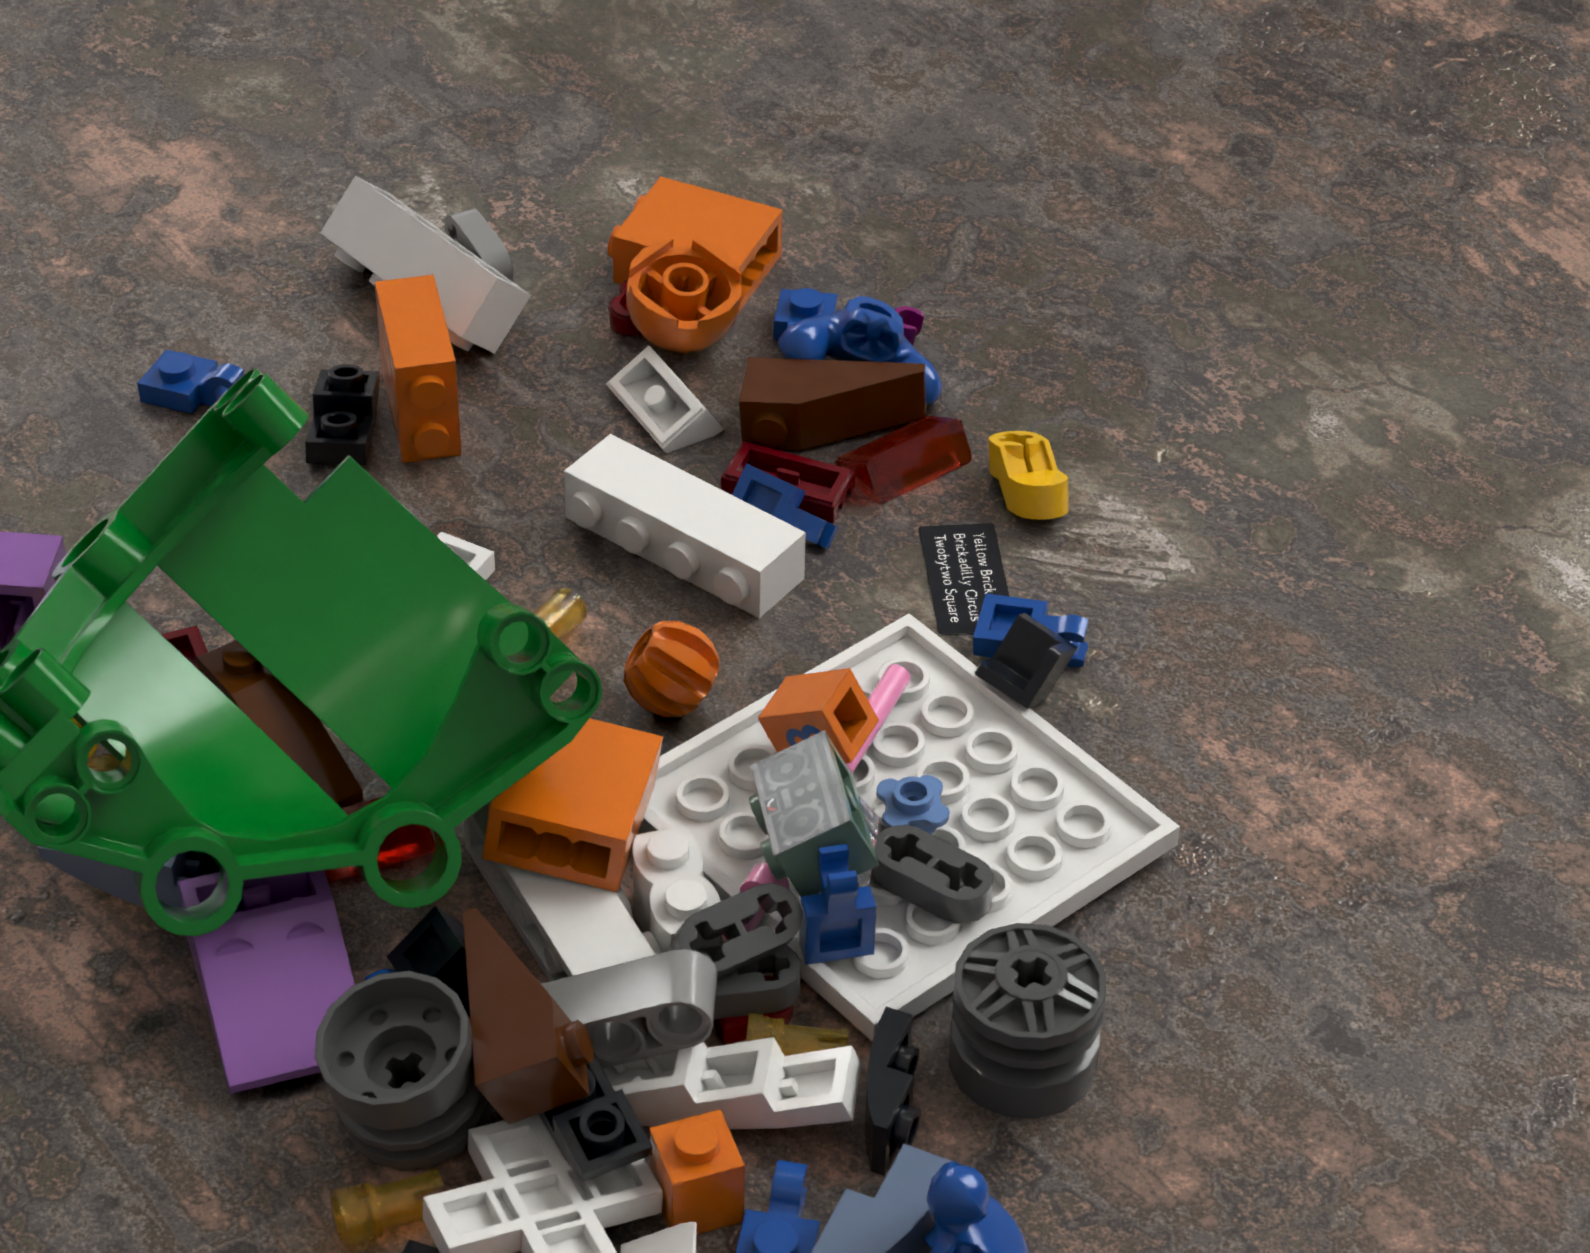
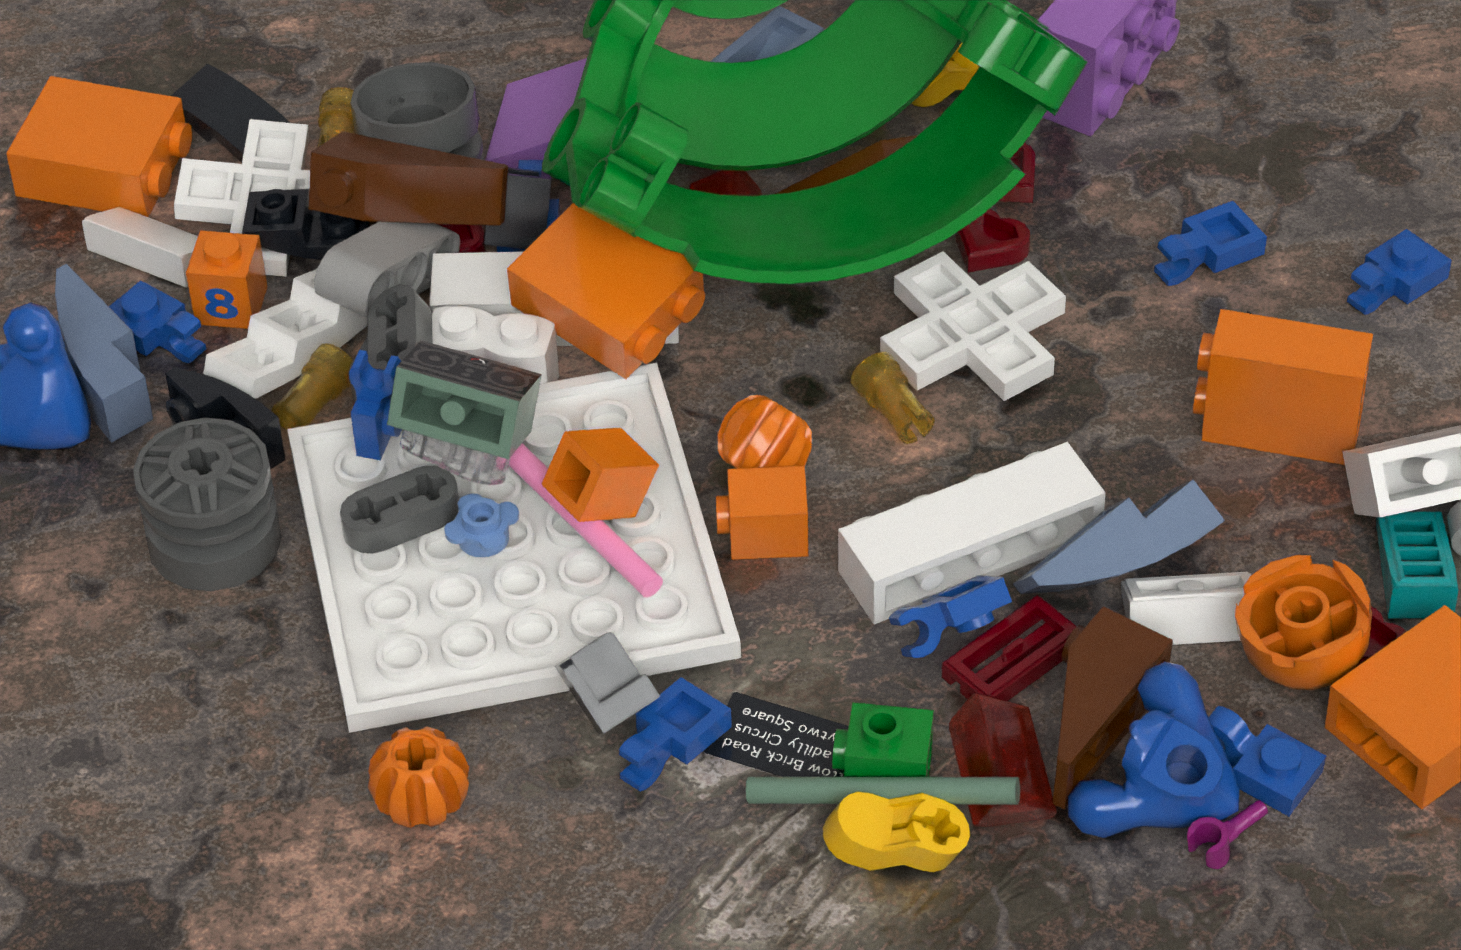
camera: 120 degrees right, 5 degrees up
(558, 290) = (1416, 595): none -> teal slope
(615, 406) = (1124, 541): none -> sand blue slope
(751, 651) = (765, 512): none -> orange brick
(957, 498) = (885, 742): none -> green brick
(999, 490) = (834, 789): none -> sand green bar
(1205, 753) = (418, 777): none -> orange piece

